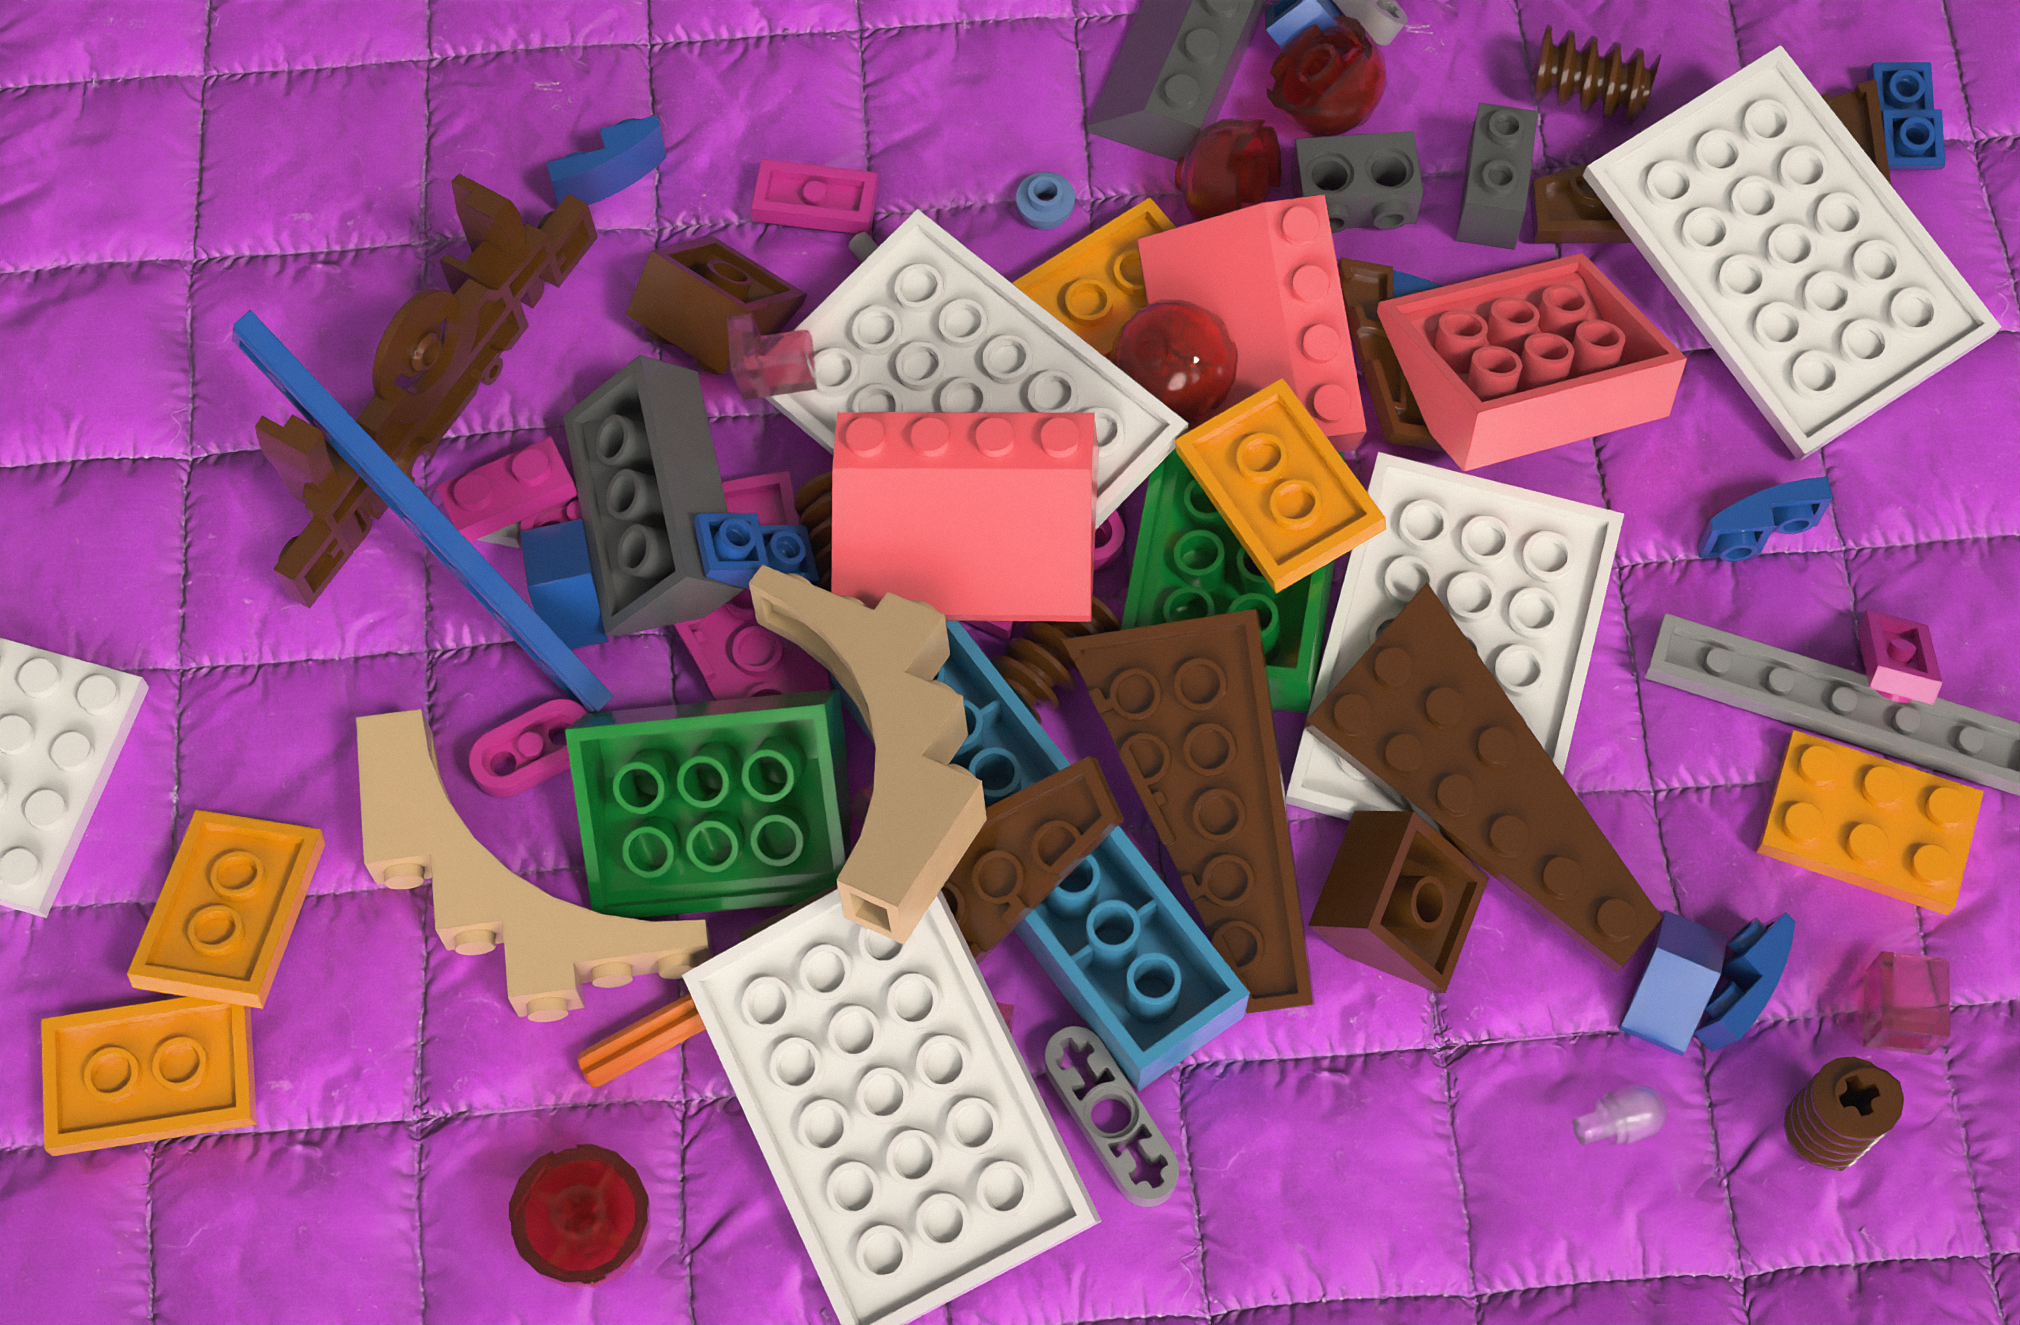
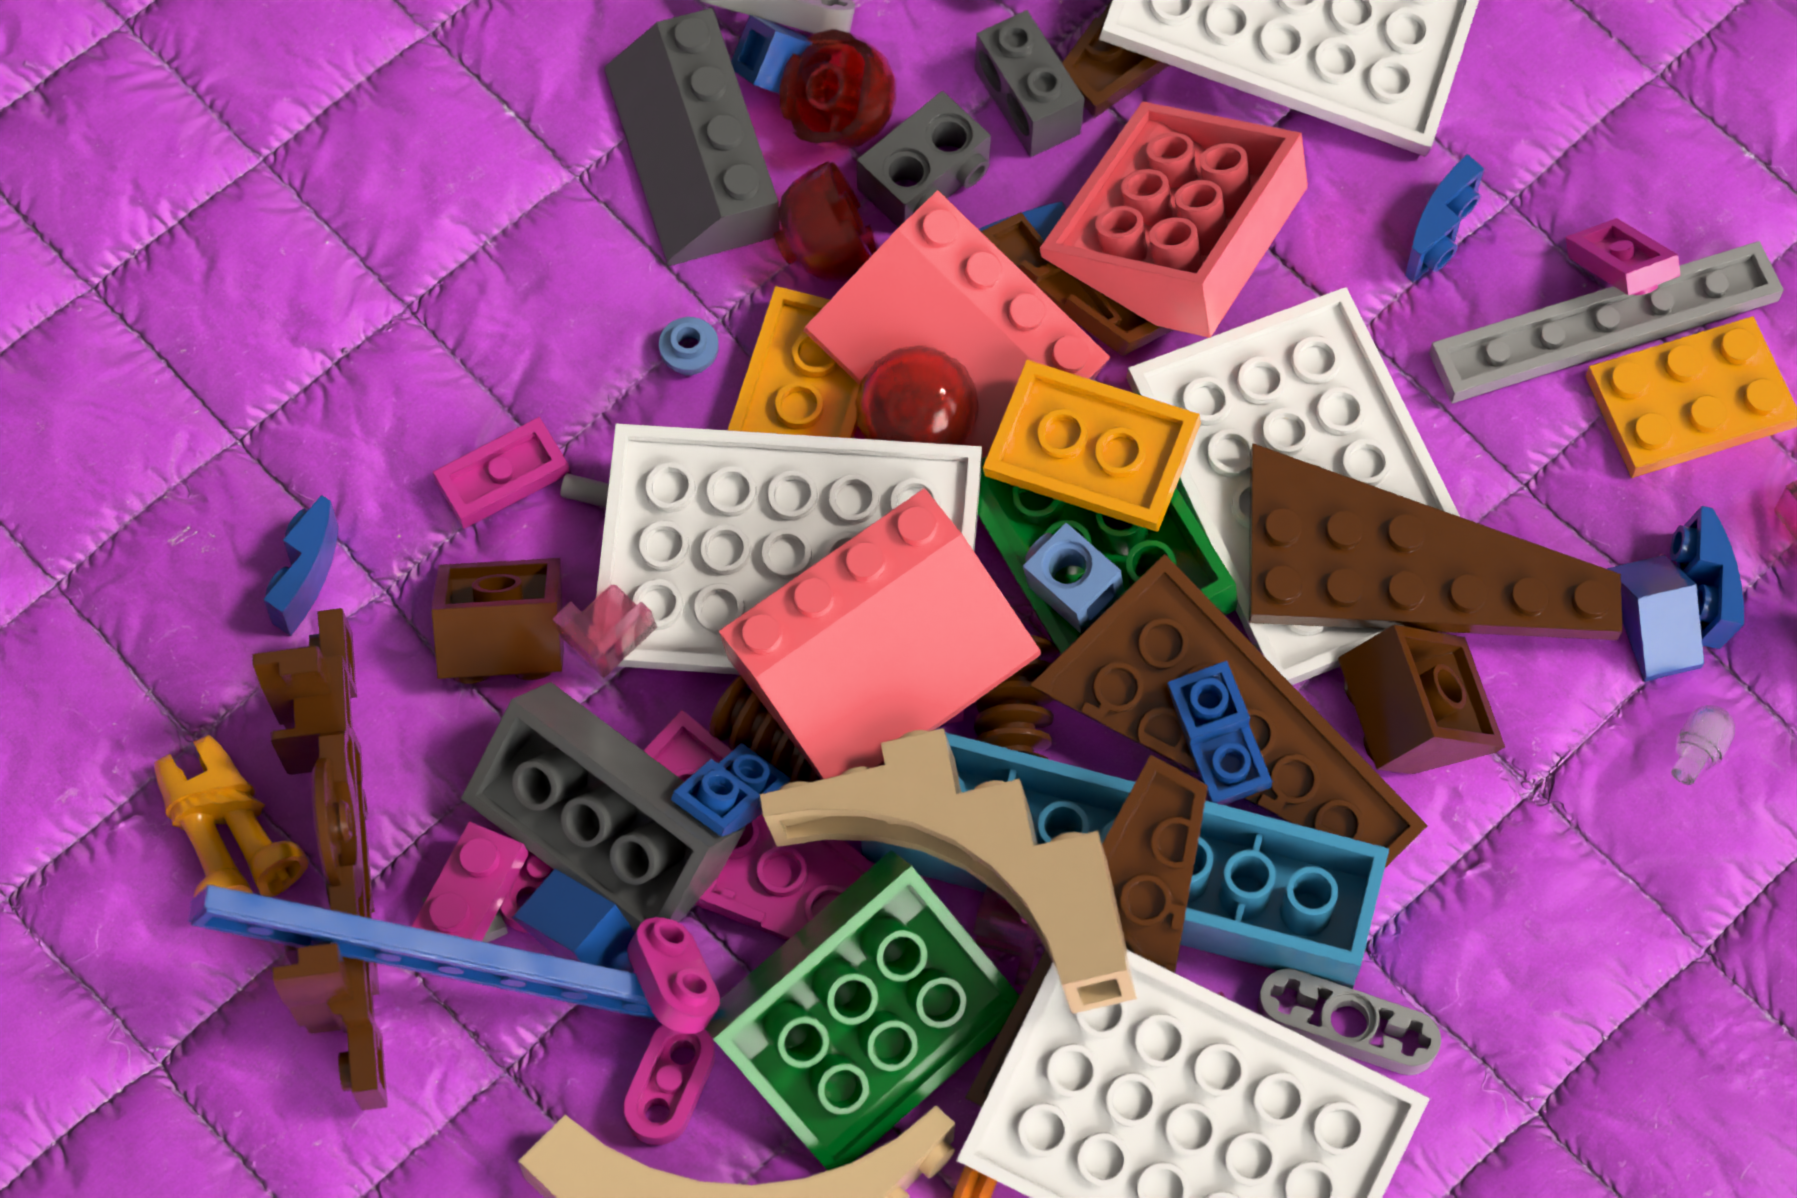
camera: 40 degrees left, 0 degrees up
(373, 285) = (225, 797): none -> light orange piece
(589, 655) = (673, 975): none -> dark pink plate
(1174, 599) = (1080, 601): none -> medium blue brick
(1186, 793) = (1219, 734): none -> blue slope

